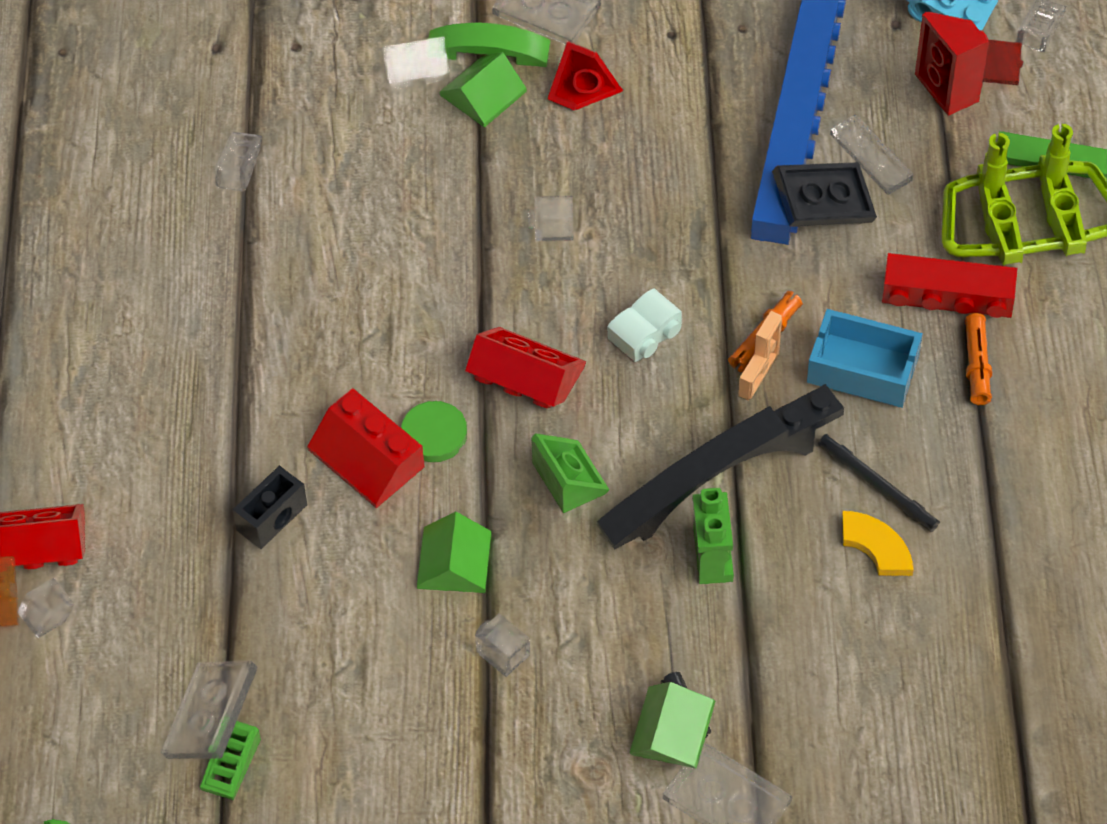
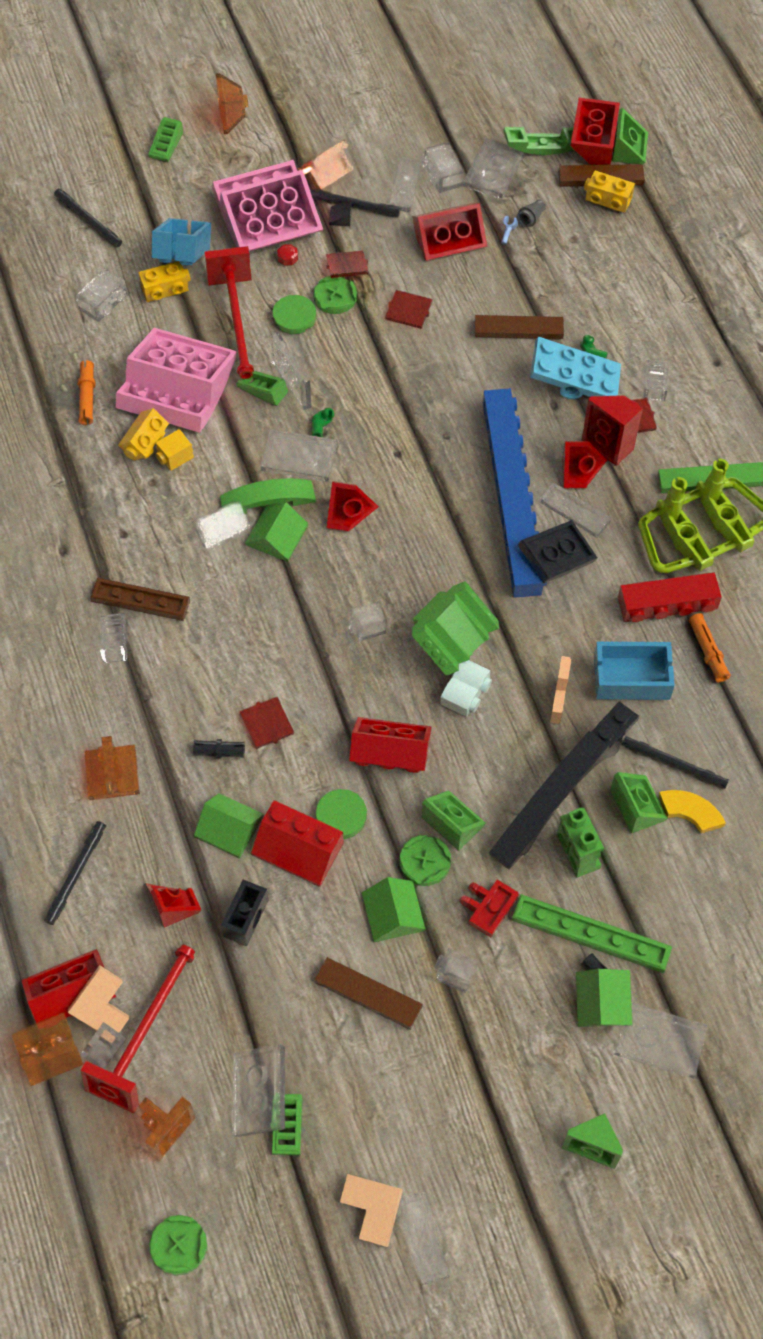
camera: 20 degrees left, 5 degrees up
(40, 653) = (112, 1085): none -> red tile
(51, 552) = (92, 1002): none -> light nougat tile
(61, 438) = (61, 899): none -> black piece
(84, 716) = (165, 1127): none -> clear orange bracket
(177, 309) = (111, 771): none -> clear orange bracket
(190, 478) = (173, 903): none -> red slope
(287, 125) = (140, 599): none -> reddish brown tile
(289, 405) = (227, 824): none -> bright green slope
(314, 318) = (219, 748): none -> black pin
(385, 304) = (266, 722): none -> clear red piece
(386, 642) = (368, 993): none -> reddish brown tile
(516, 512) = (425, 860): none -> bright green tile
(577, 587) = (492, 909): none -> red hinge
(652, 246) = (453, 626): none -> bright green slope
(691, 652) = (592, 933): none -> bright green tile
(786, 308) = (552, 668): orange pin -> none
(810, 513) = (637, 801): none -> bright green slope
(899, 99) = (580, 463): none -> red slope

